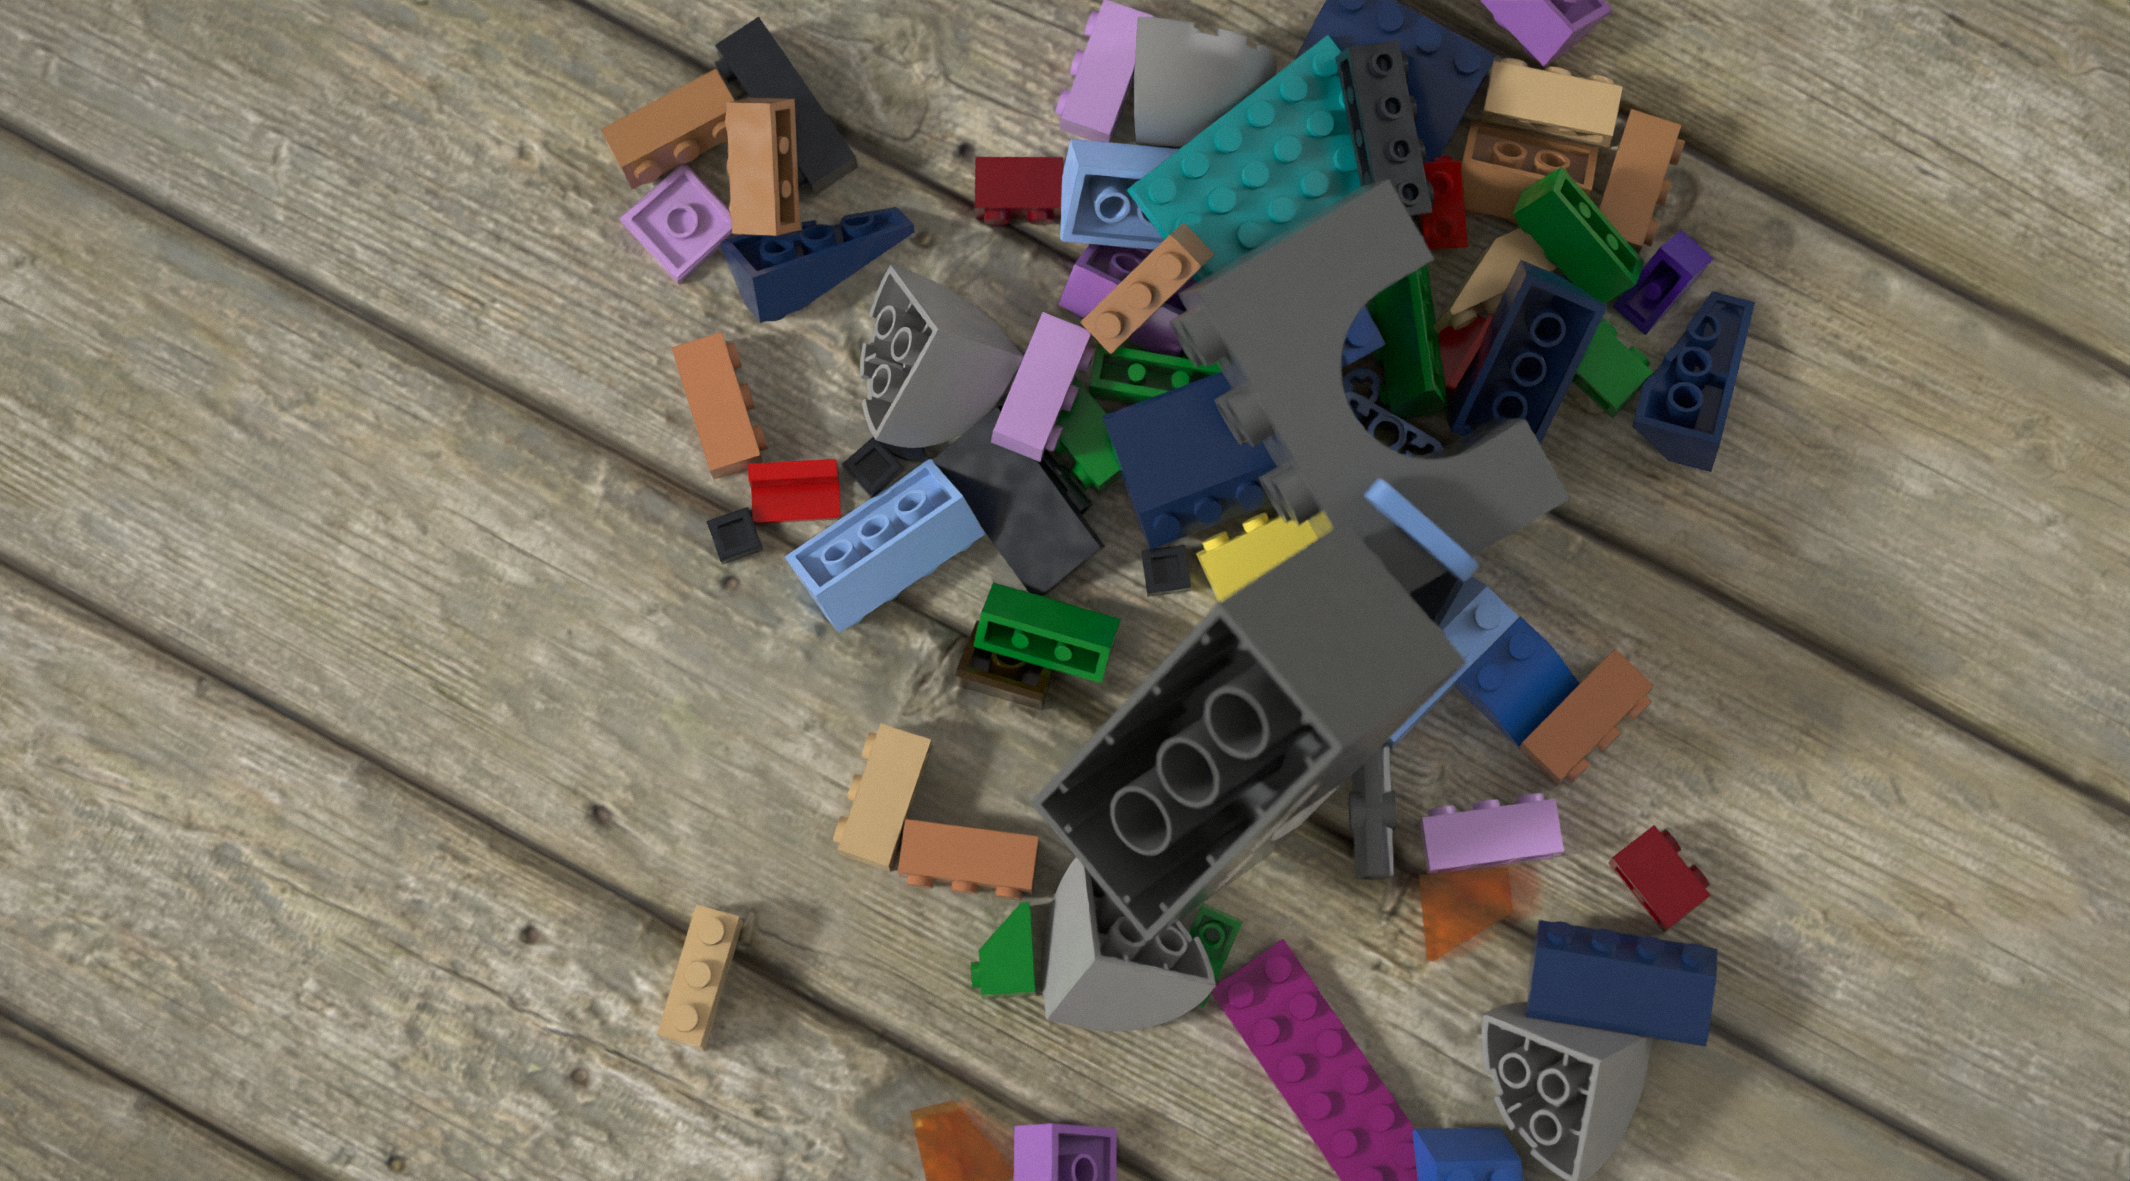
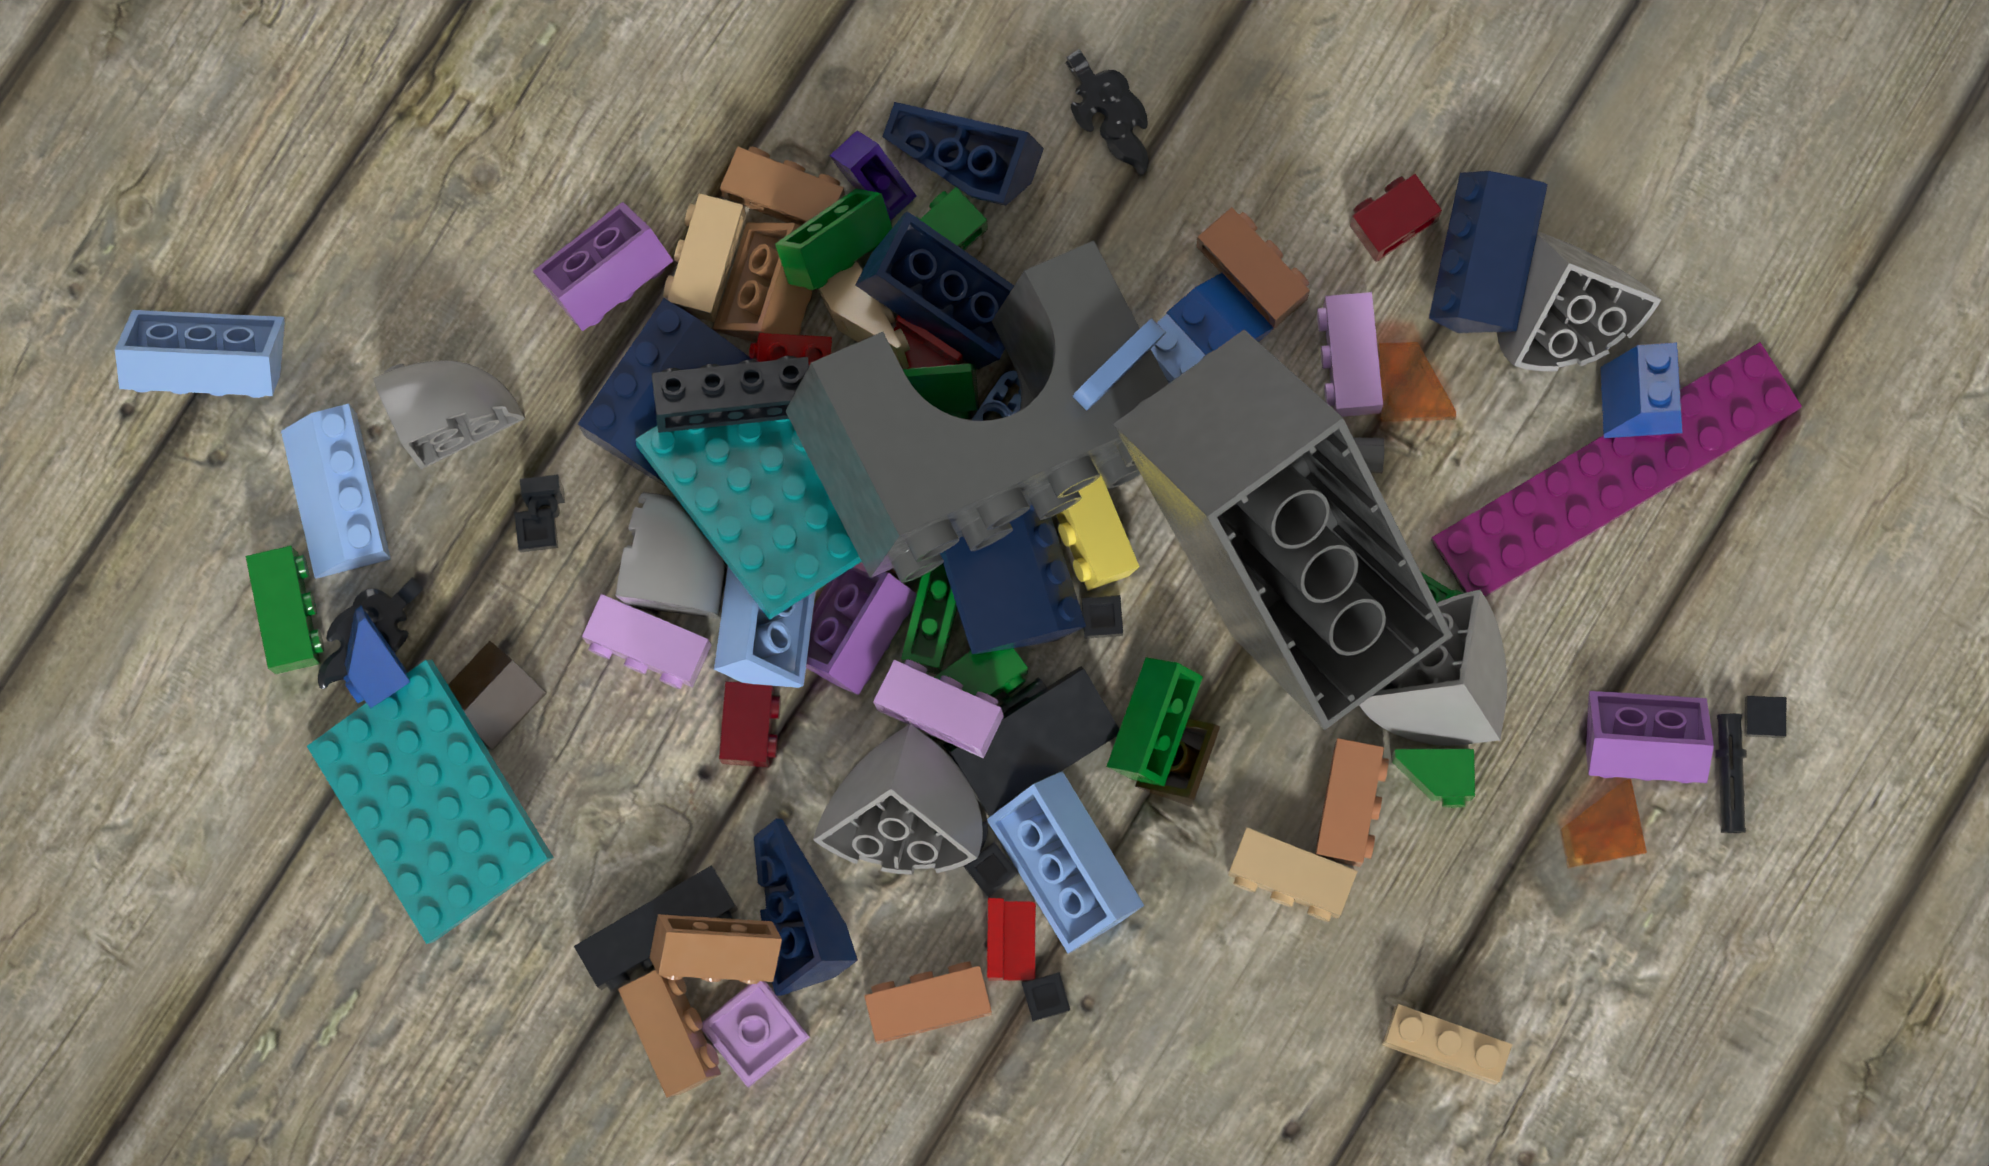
camera: 85 degrees left, 0 degrees up
(1147, 288) = (861, 606): medium nougat brick -> none
(1782, 545) = (1110, 95): none -> black piece

